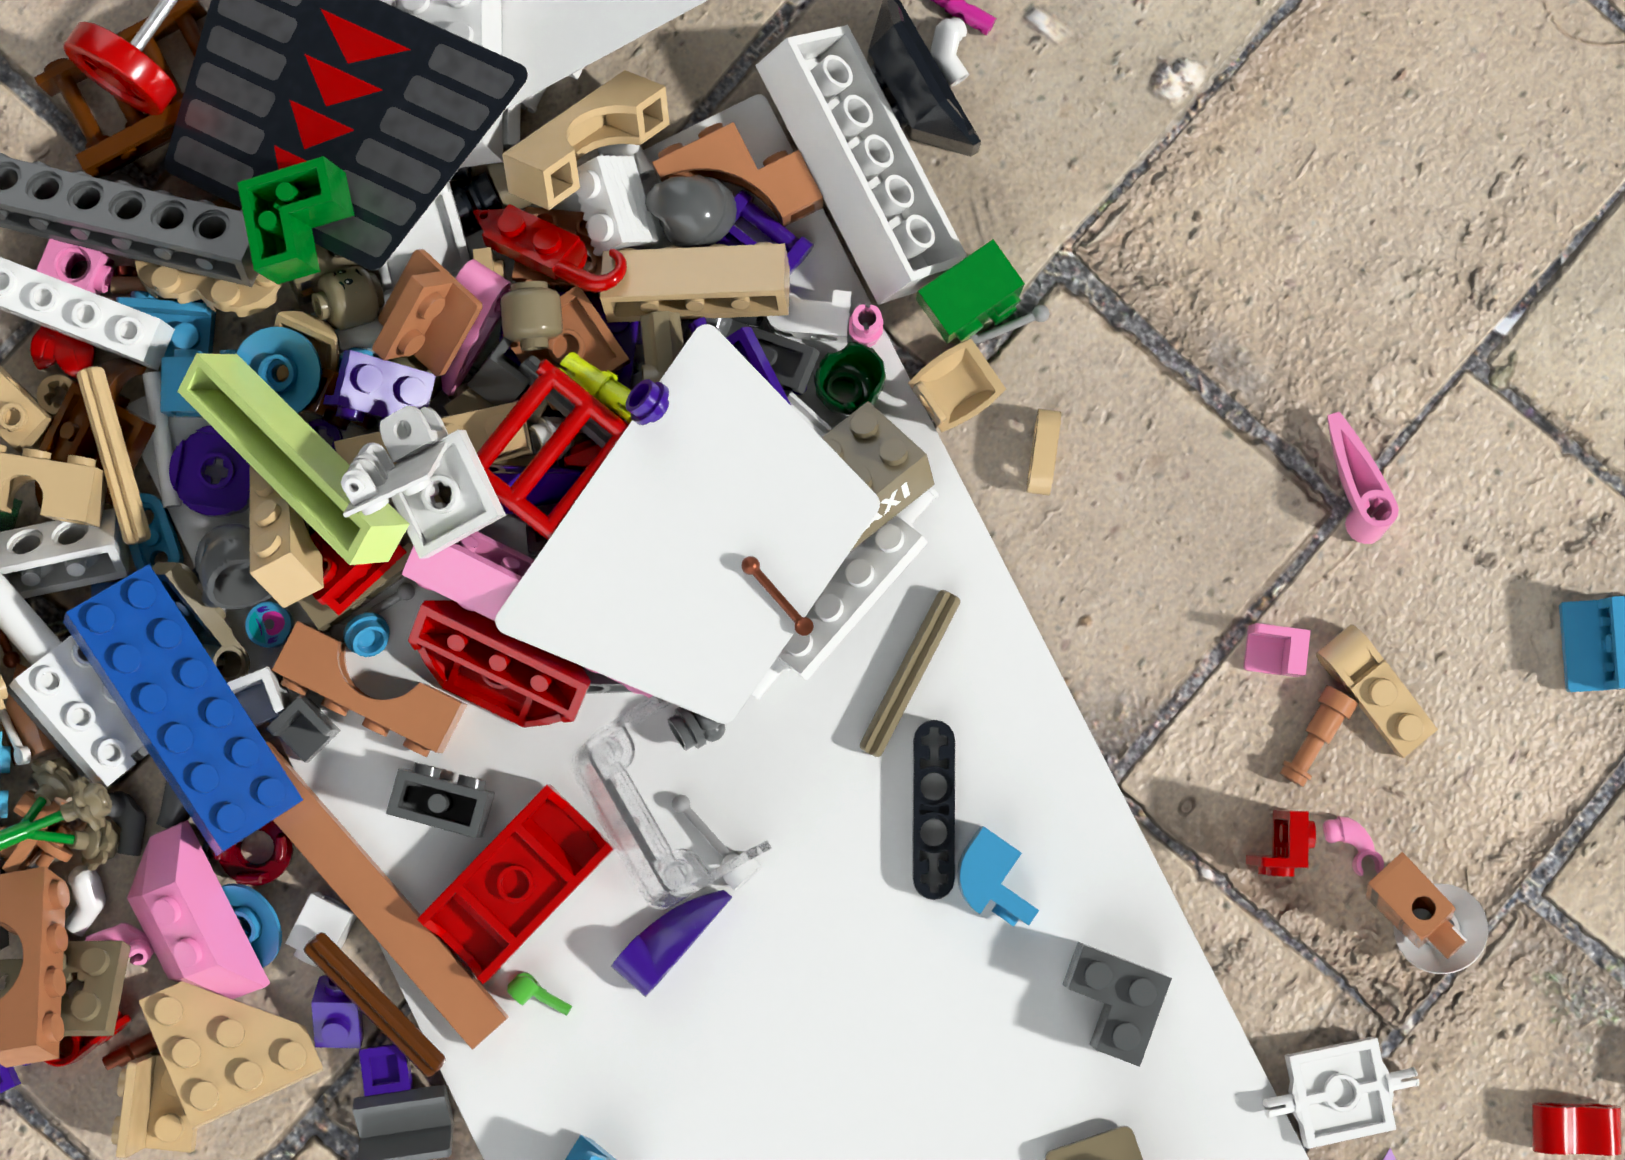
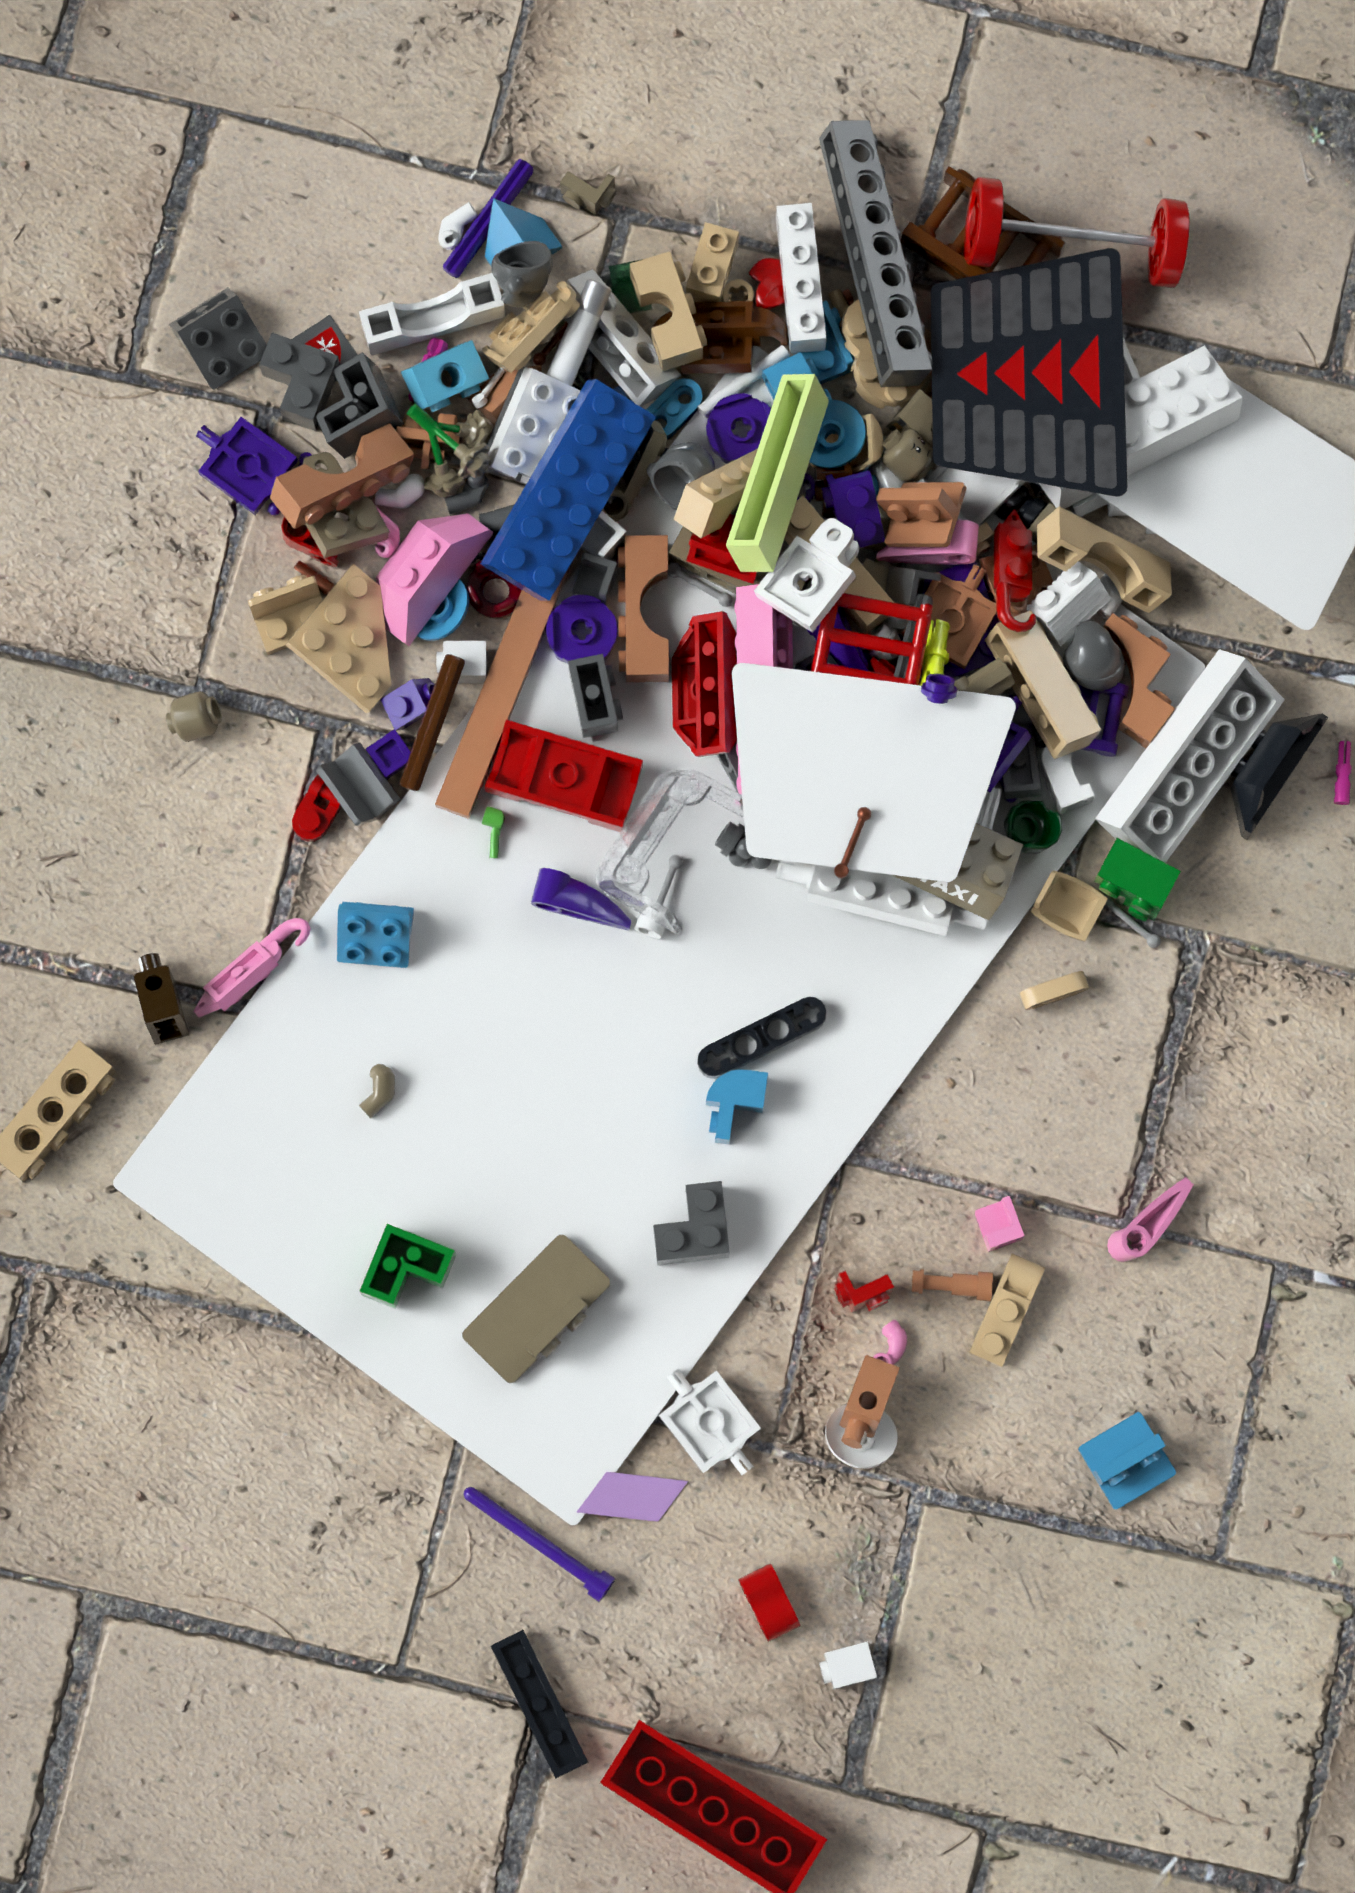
camera: 65 degrees right, 5 degrees down
(61, 257) = (833, 248): bright pink brick -> none
(113, 455) = (716, 355): tan axle -> none
(269, 624) = (654, 518): tile -> none
(283, 210) = (943, 382): green brick -> none
(332, 783) = (568, 615): none -> dark purple plate
(366, 634) = (682, 587): dark azure plate -> none
(375, 478) = (793, 531): white hinge -> none
(531, 314) = (959, 583): dark tan head -> none
(870, 315) = (1075, 817): bright pink pin -> none
(909, 673) = (848, 973): dark tan axle -> none
(944, 49) = (1308, 777): white arm -> none

